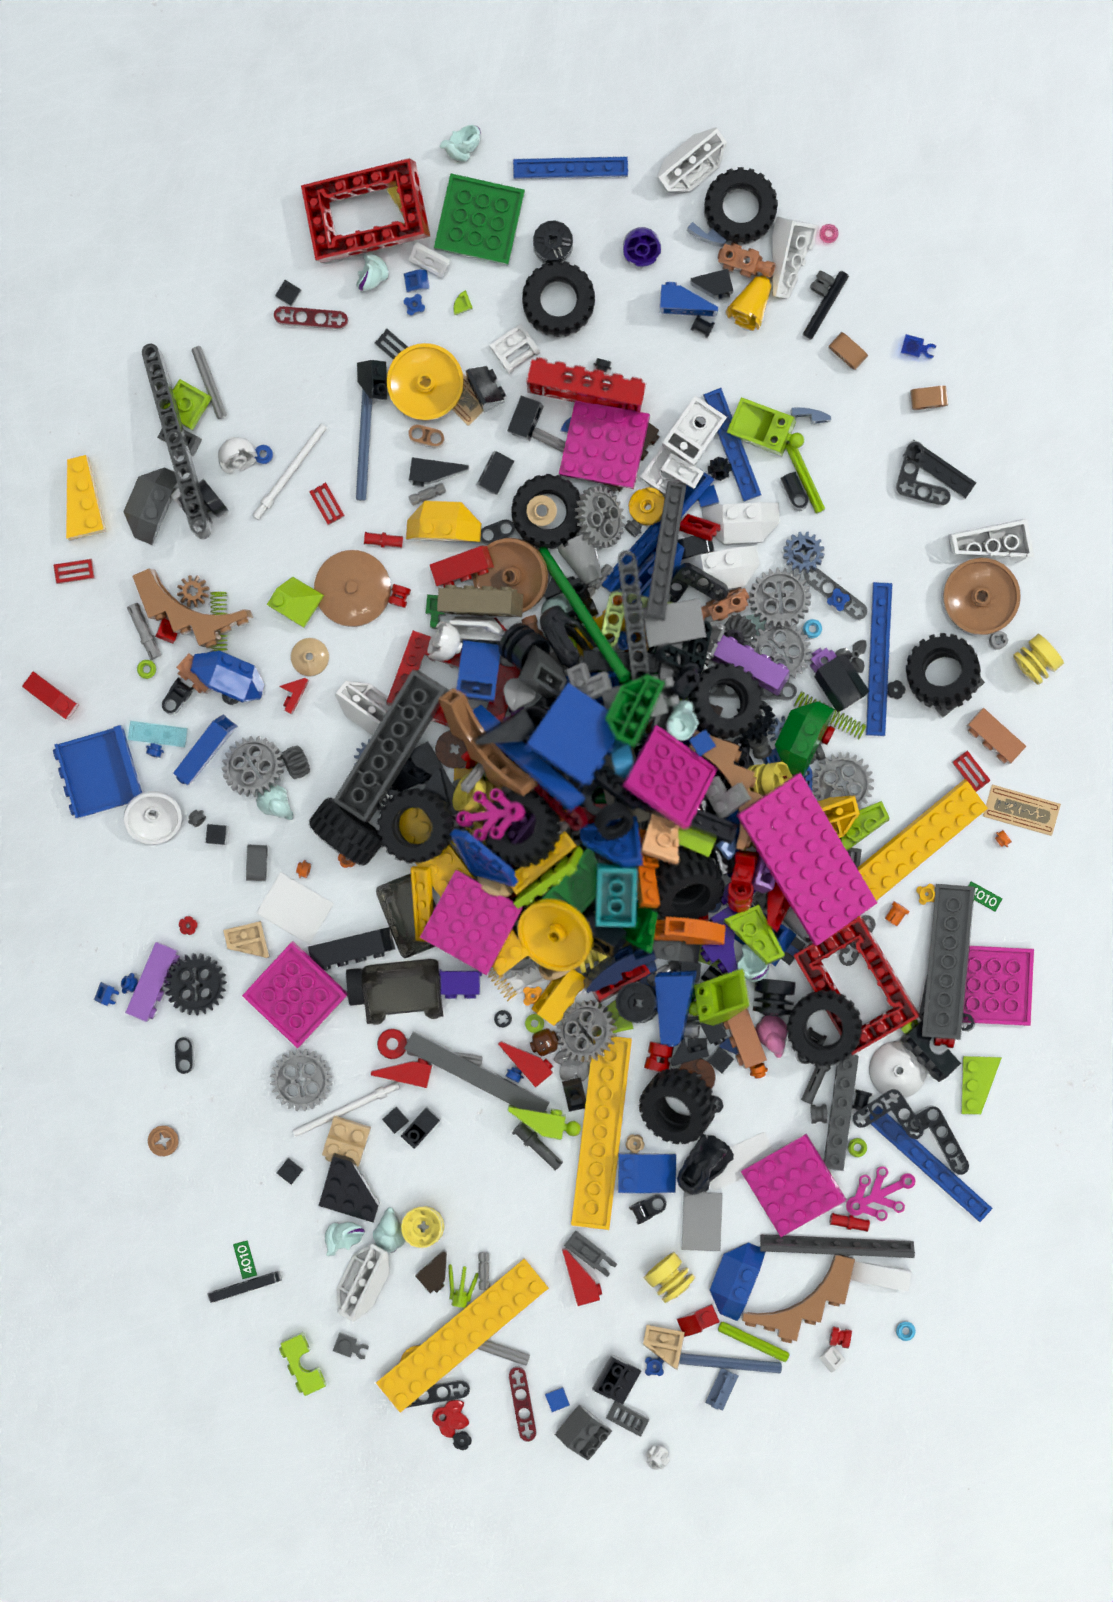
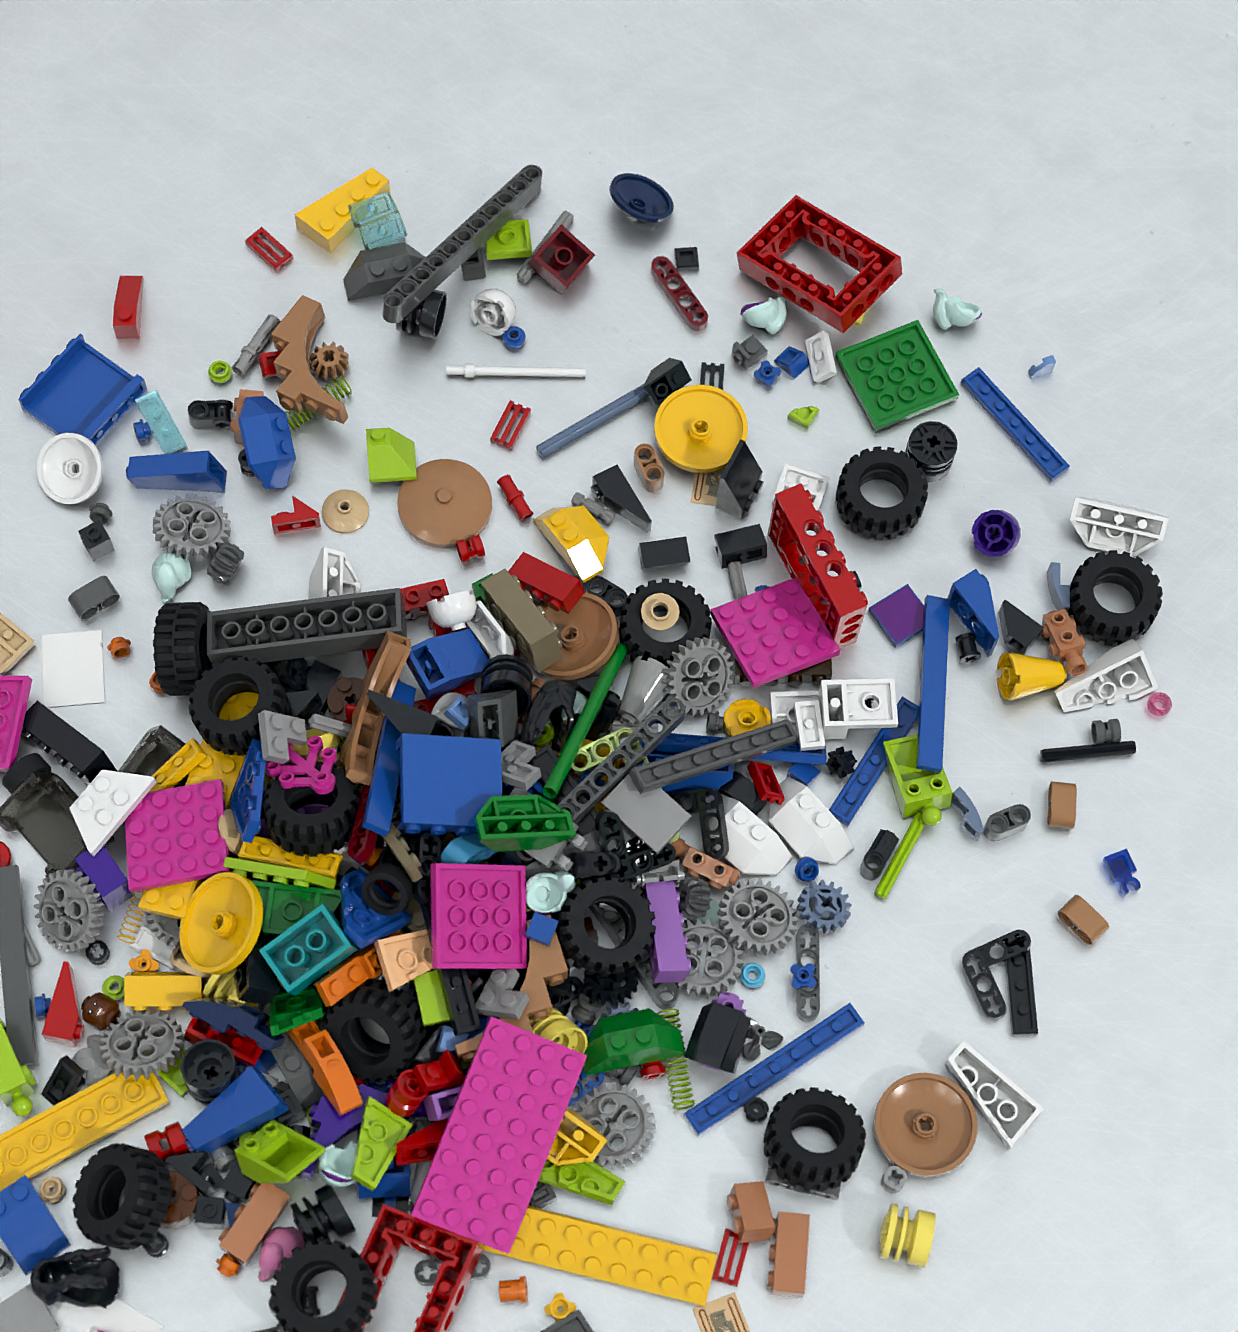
camera: 50 degrees right, 20 degrees down
(110, 484) = (377, 220): none -> clear light blue slope
(223, 291) = (641, 198): none -> dark blue dish
(231, 381) = (561, 259): none -> dark red brick
(389, 304) = (748, 352): none -> dark grey bracket
(420, 951) = (107, 805): none -> white wing
(458, 818) = (277, 732): none -> light grey plate
(467, 1019) = (68, 910): none -> light grey gear
(524, 692) = (458, 713): none -> medium blue tile
(545, 117) = (1044, 368): none -> medium blue tile
(595, 796) = (399, 849): none -> dark tan hinge
(648, 350) = (899, 615): none -> dark purple tile
(712, 369) = (933, 684): none -> blue tile
(771, 543) = (811, 871): none -> blue plate
(836, 395) = (1006, 822): none -> dark grey beam
(956, 741) = (751, 1212): none -> nougat brick

